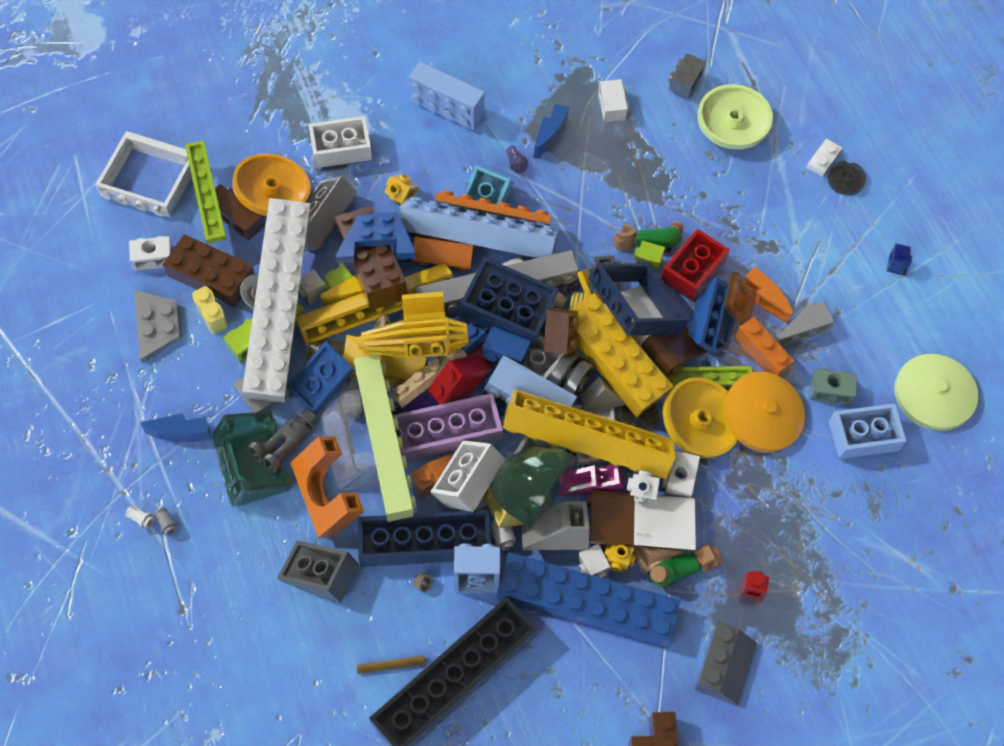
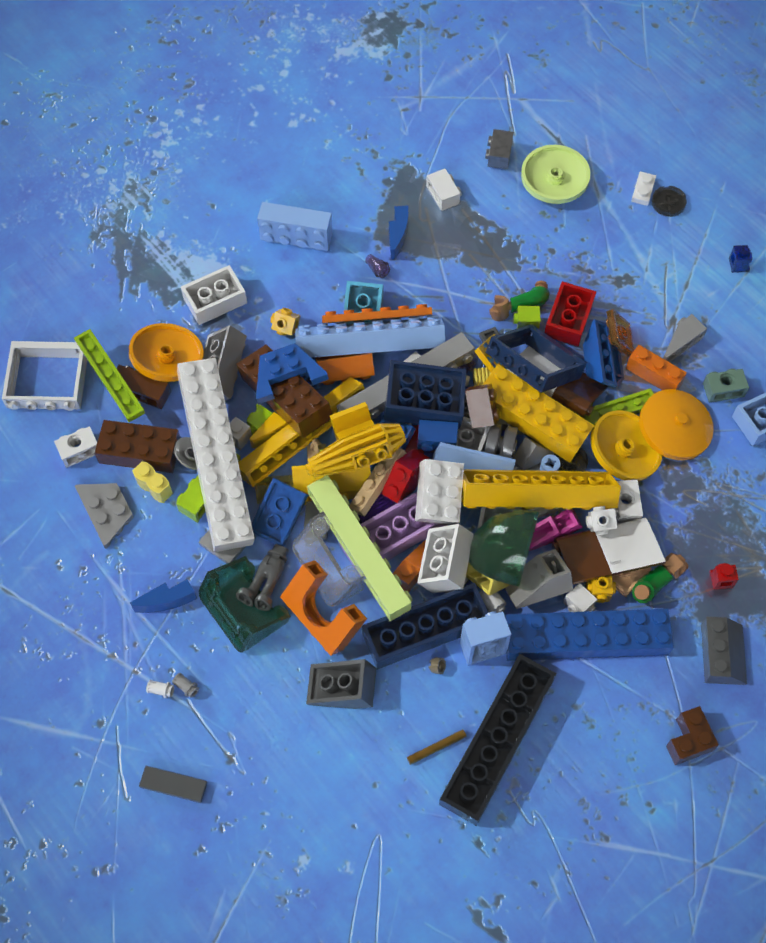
camera: 15 degrees left, 0 degrees up
(116, 615) = (173, 784): none -> dark grey tile
(484, 405) = (439, 492): none -> white brick
(612, 408) = (552, 459): none -> light blue wheel
(769, 295) = (643, 322): orange slope -> none

